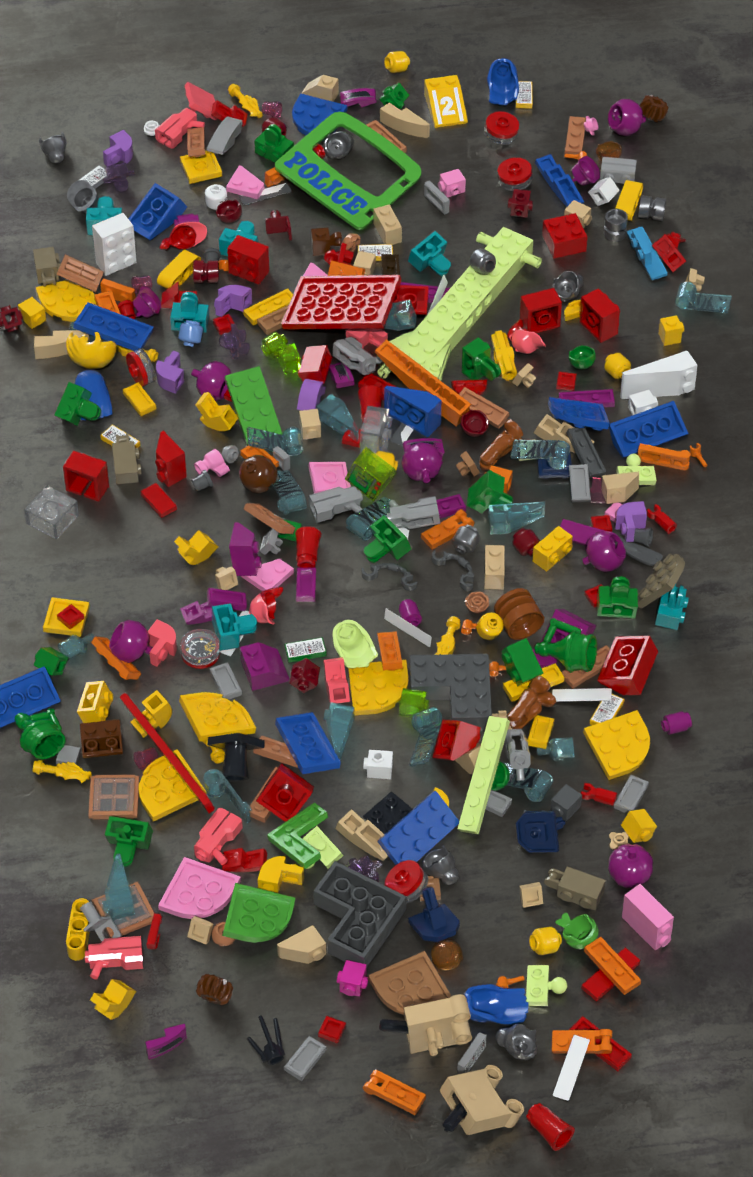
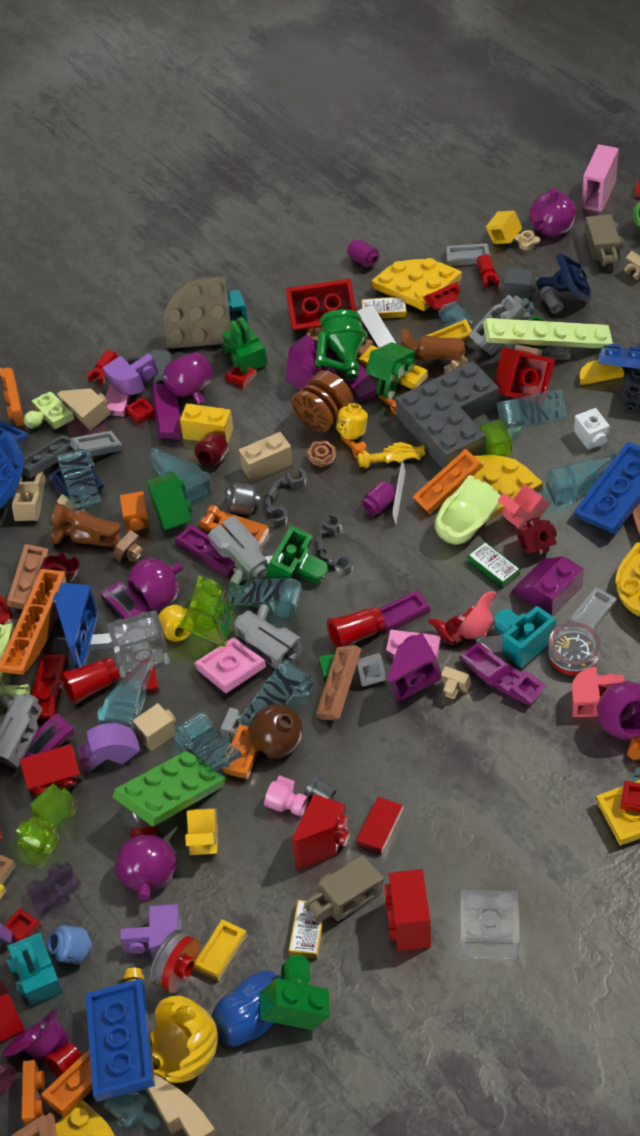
camera: 115 degrees left, 0 degrees up
(197, 548) = (432, 733): yellow brick -> none
(230, 453) = (256, 784): light grey plate -> none
(584, 747) = (443, 296): none -> red tile

